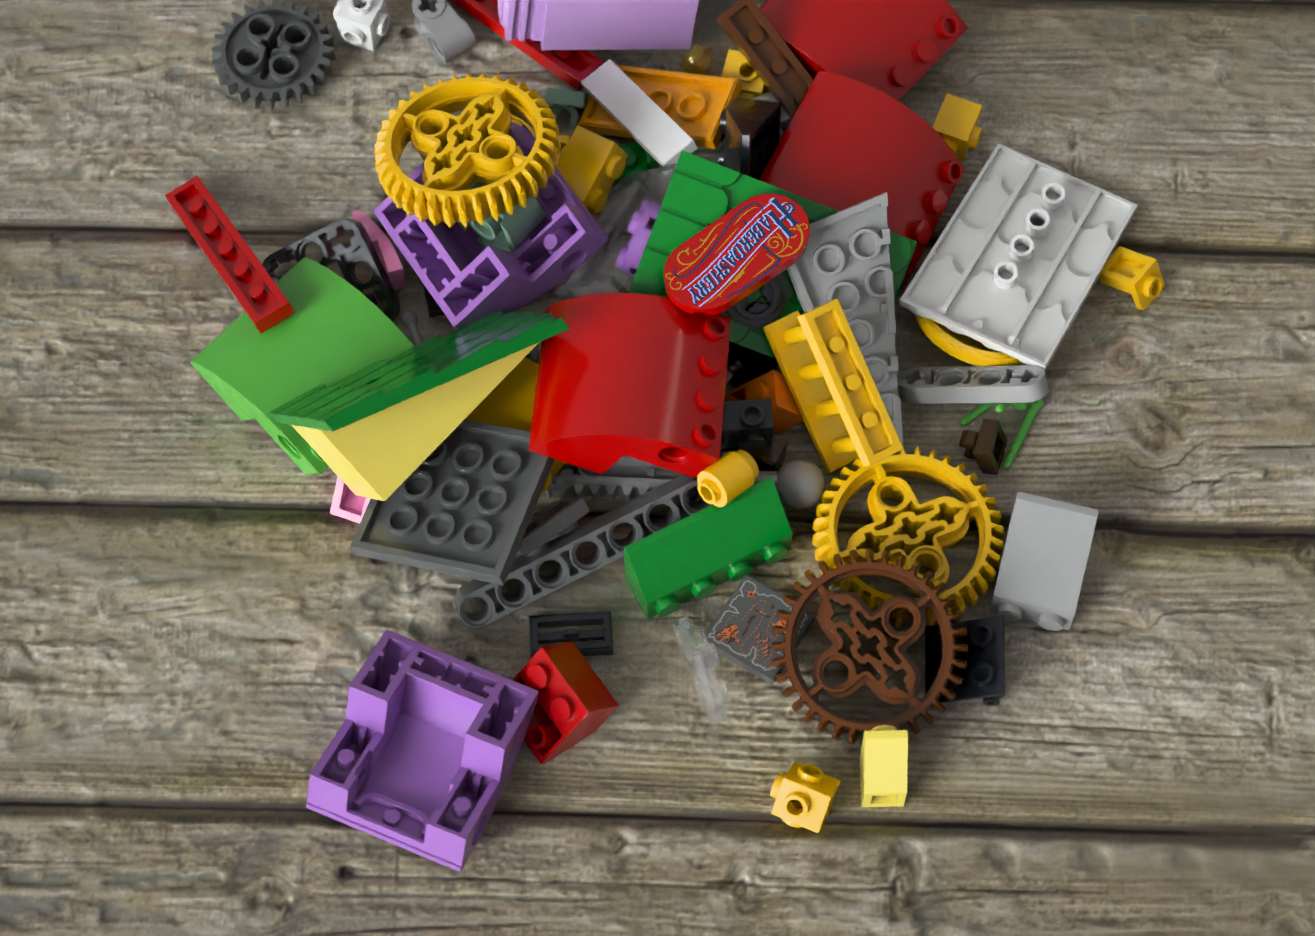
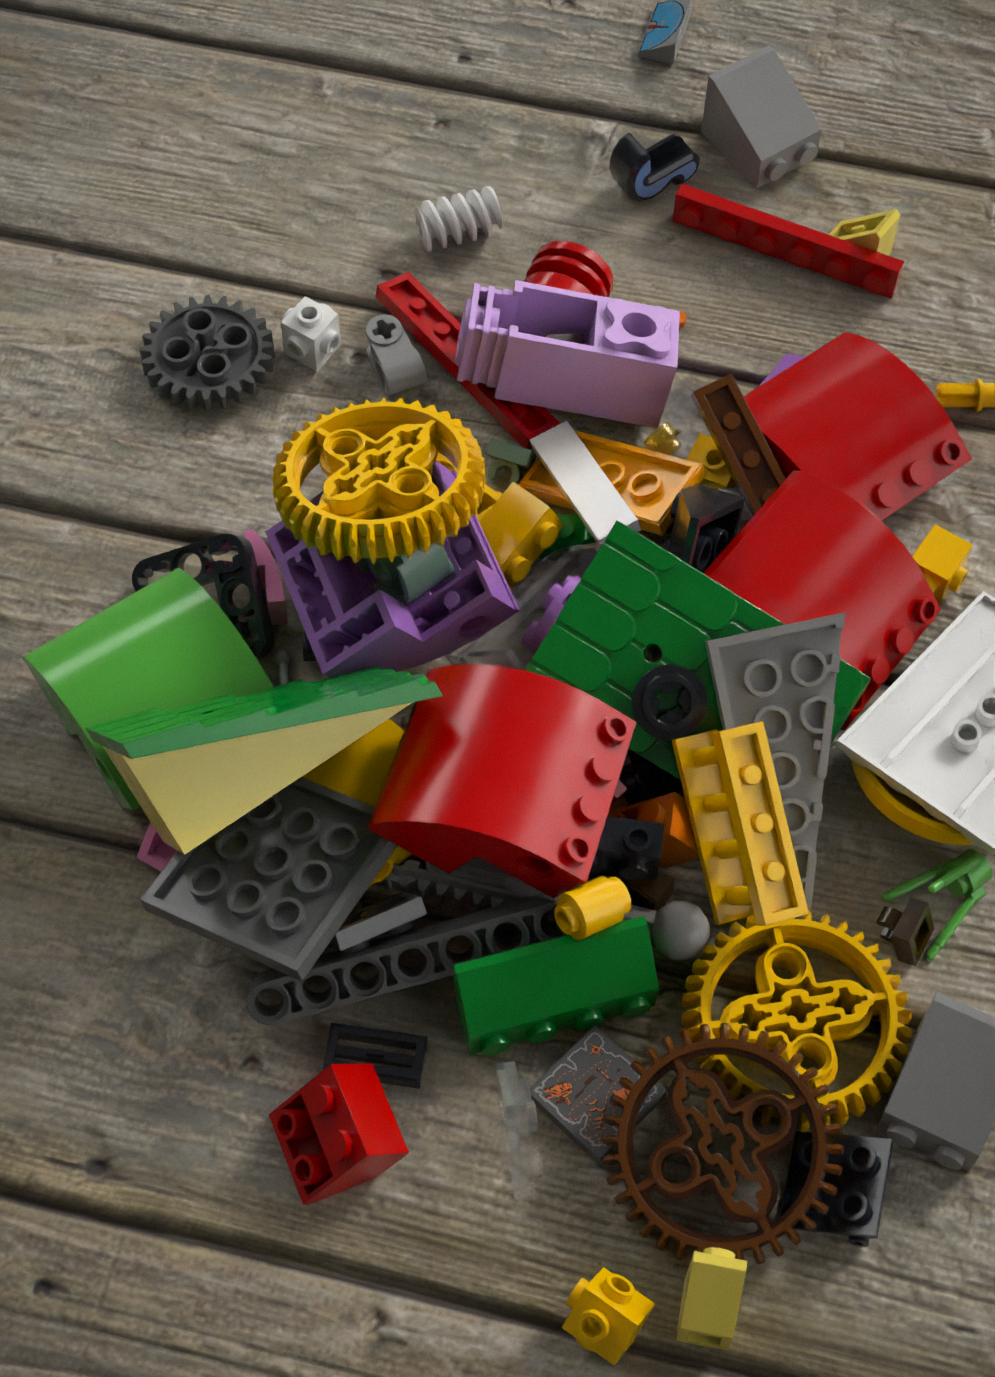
camera: 10 degrees right, 5 degrees down
(229, 255) = (98, 552): red plate -> none
(422, 750) = (163, 1161): medium lavender slope -> none
(736, 254) = (656, 649): red tile -> none
(972, 384) = (906, 855): light grey beam -> none

